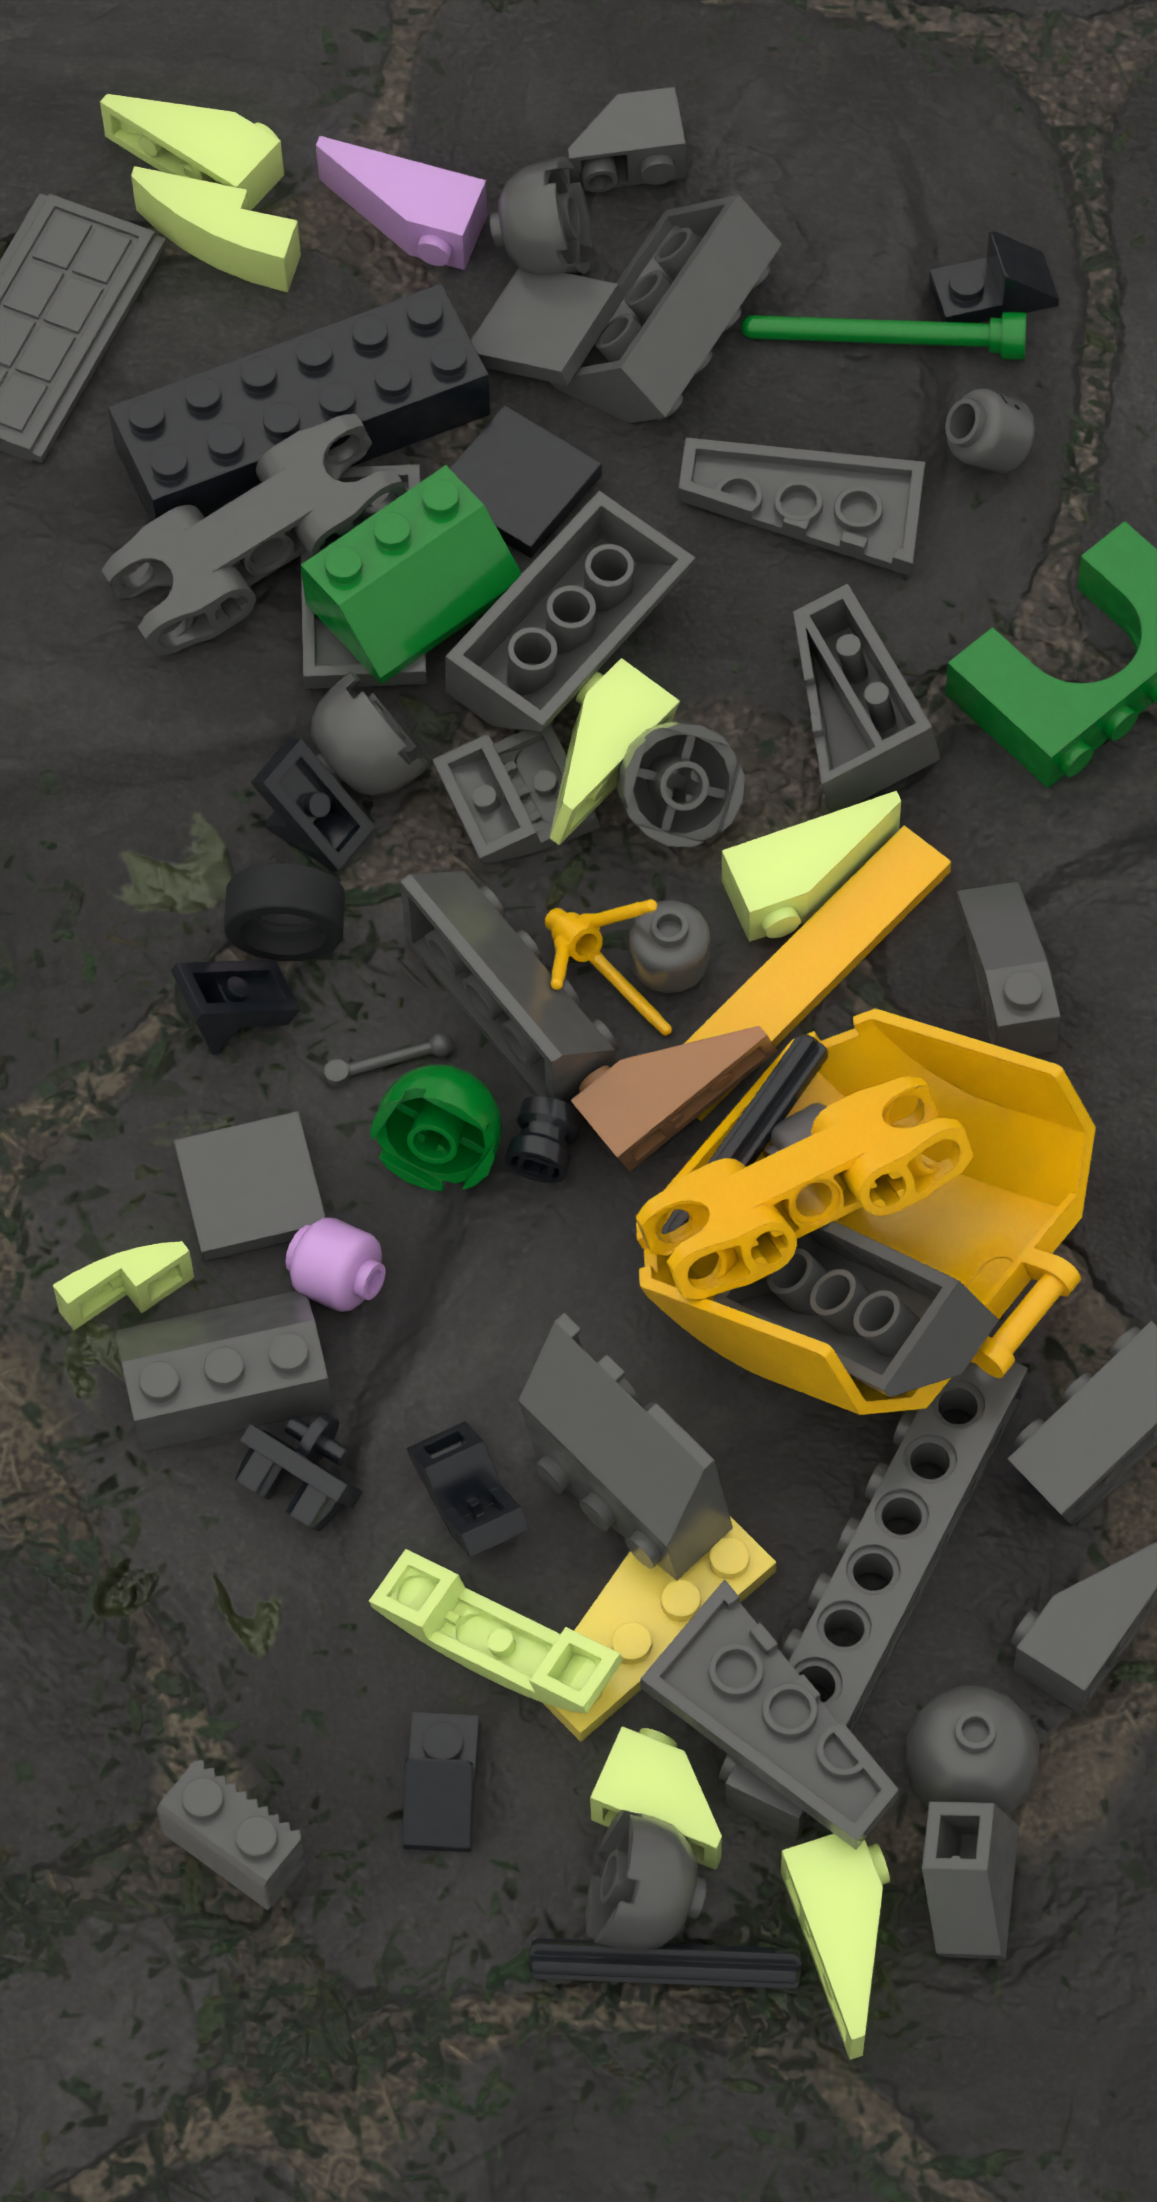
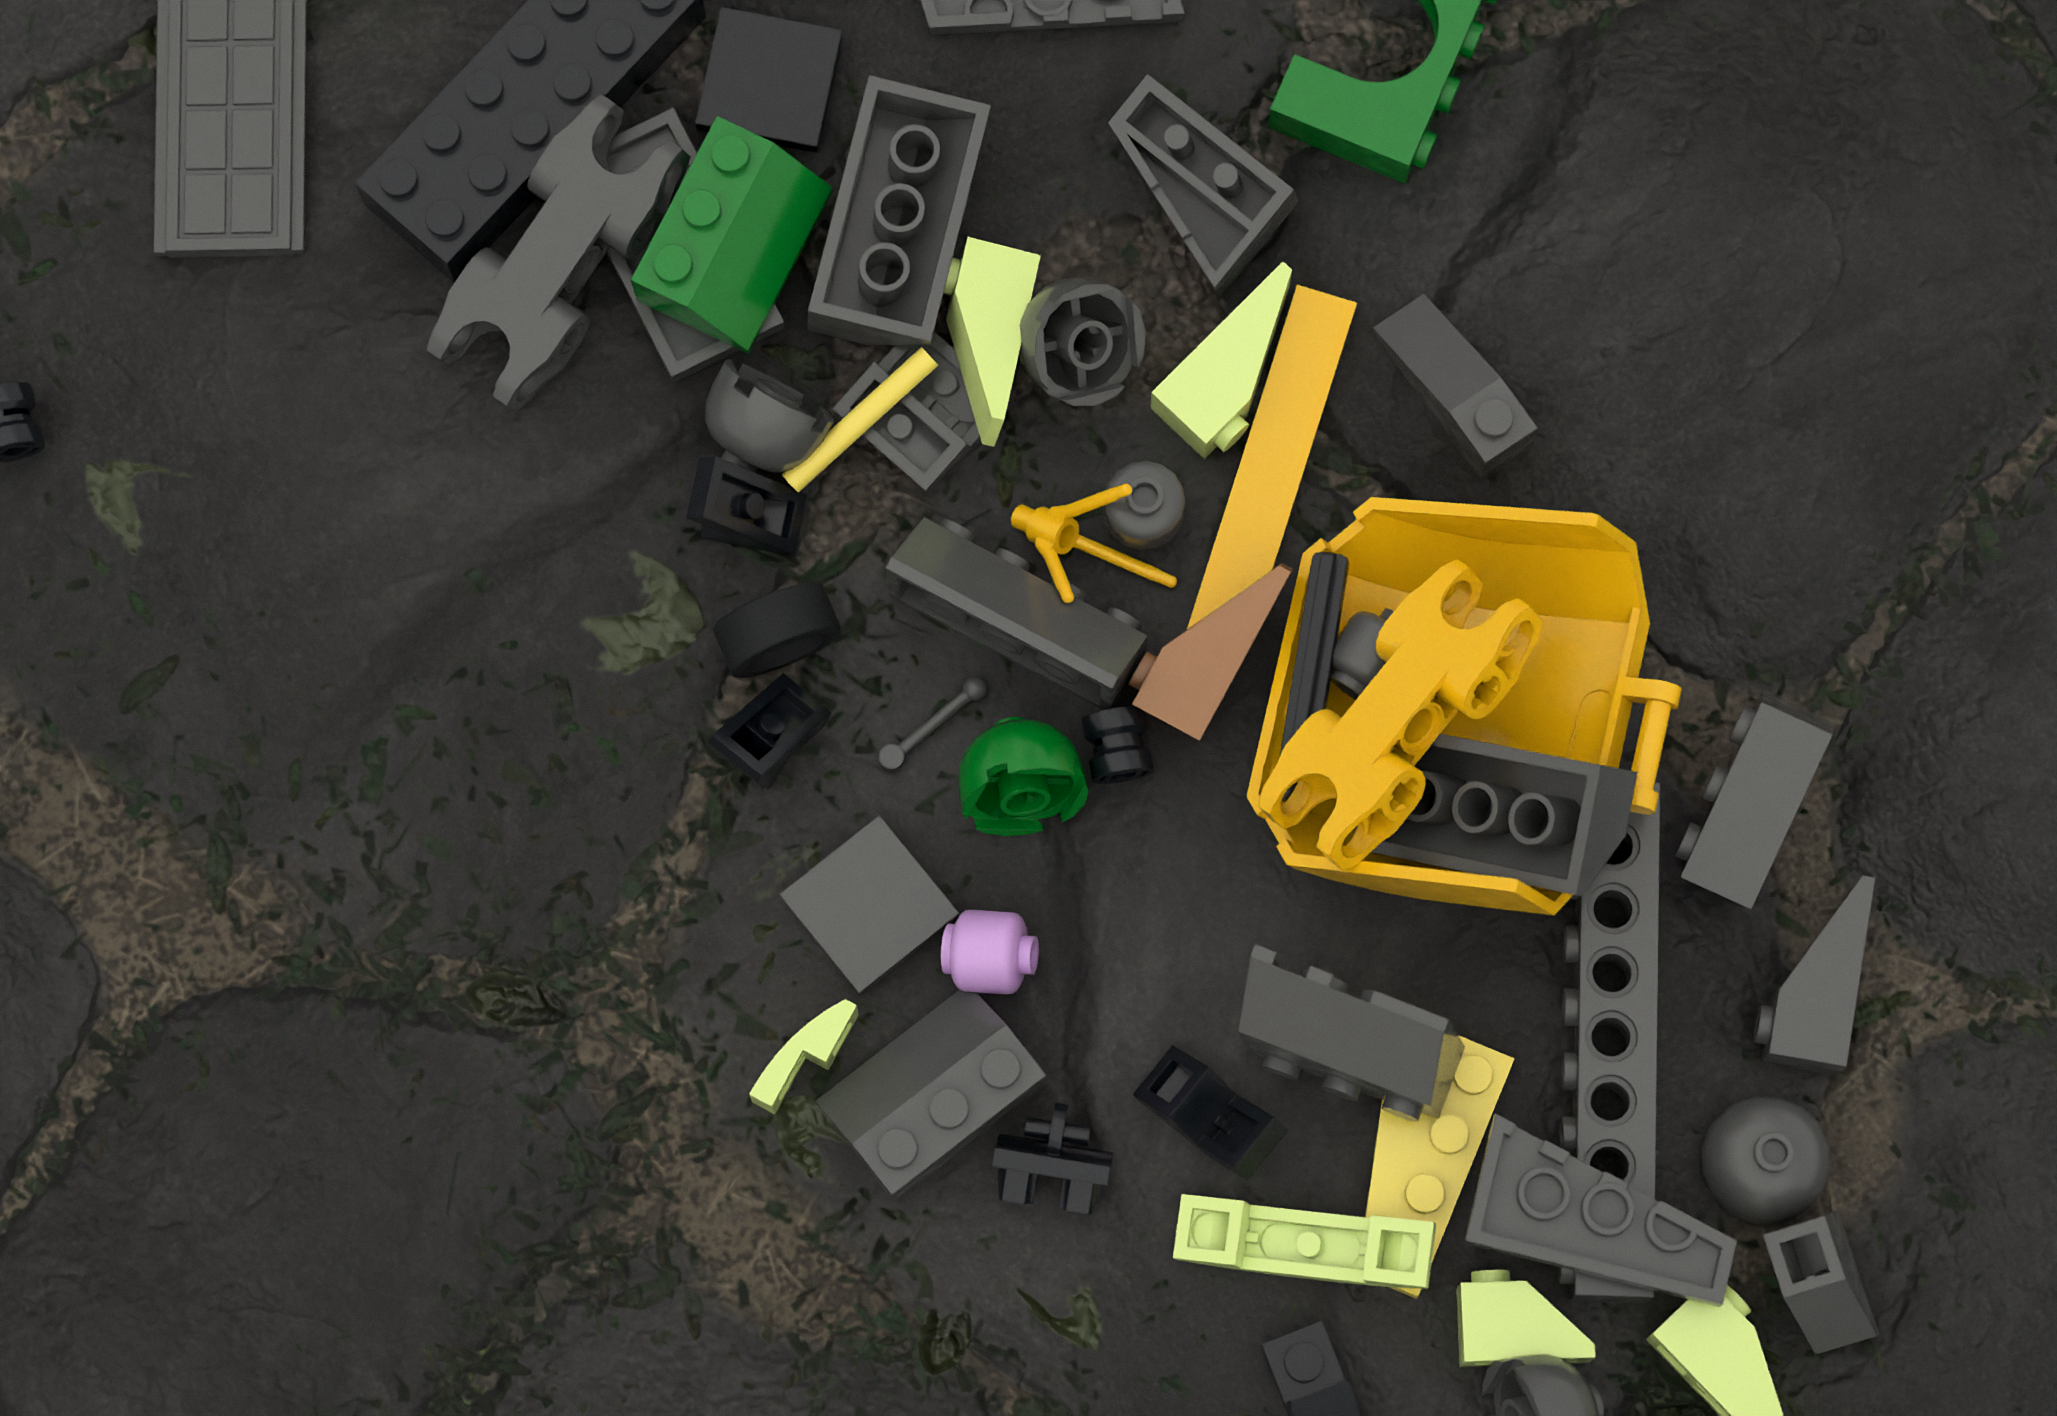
camera: 25 degrees left, 15 degrees up
(451, 773) = (862, 417): none -> light yellow bar

